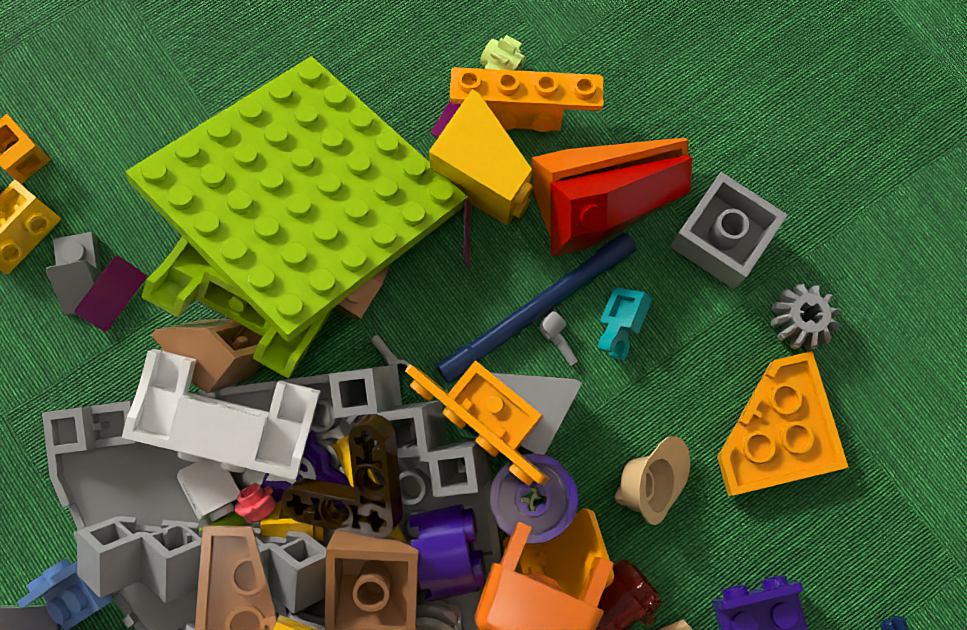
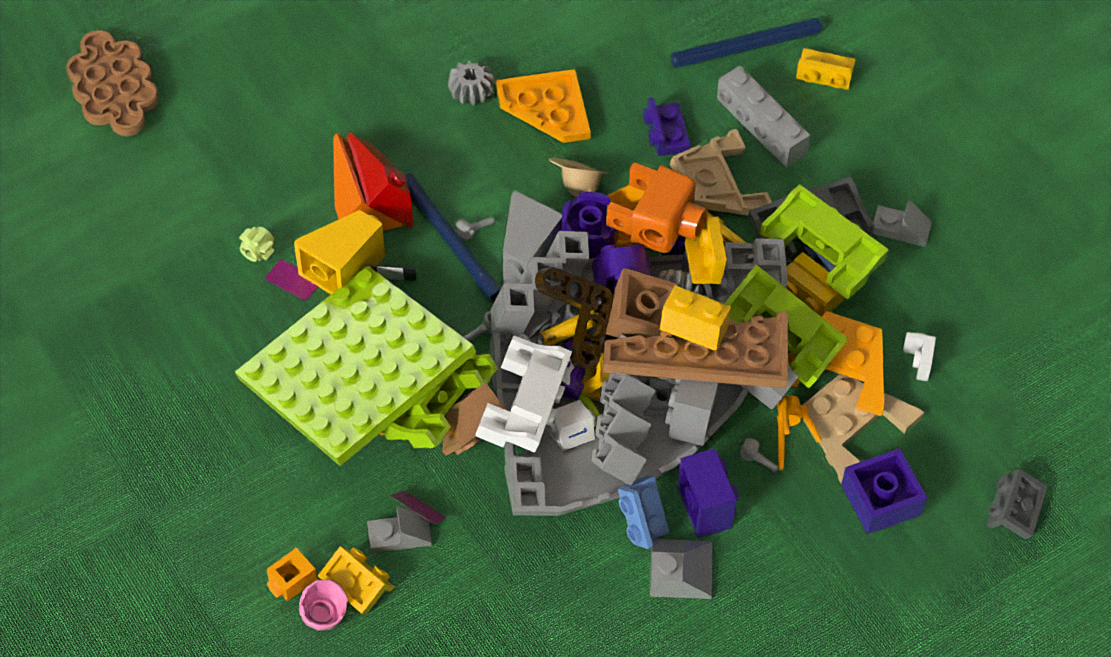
camera: 85 degrees left, 20 degrees down
(255, 503) = (585, 390): coral plate -> none
(491, 410) = (532, 232): light orange bracket -> none
(528, 97) = (290, 222): light orange bracket -> none
(622, 315) = (461, 184): teal plate -> none
(728, 231) = (407, 116): light grey brick -> none

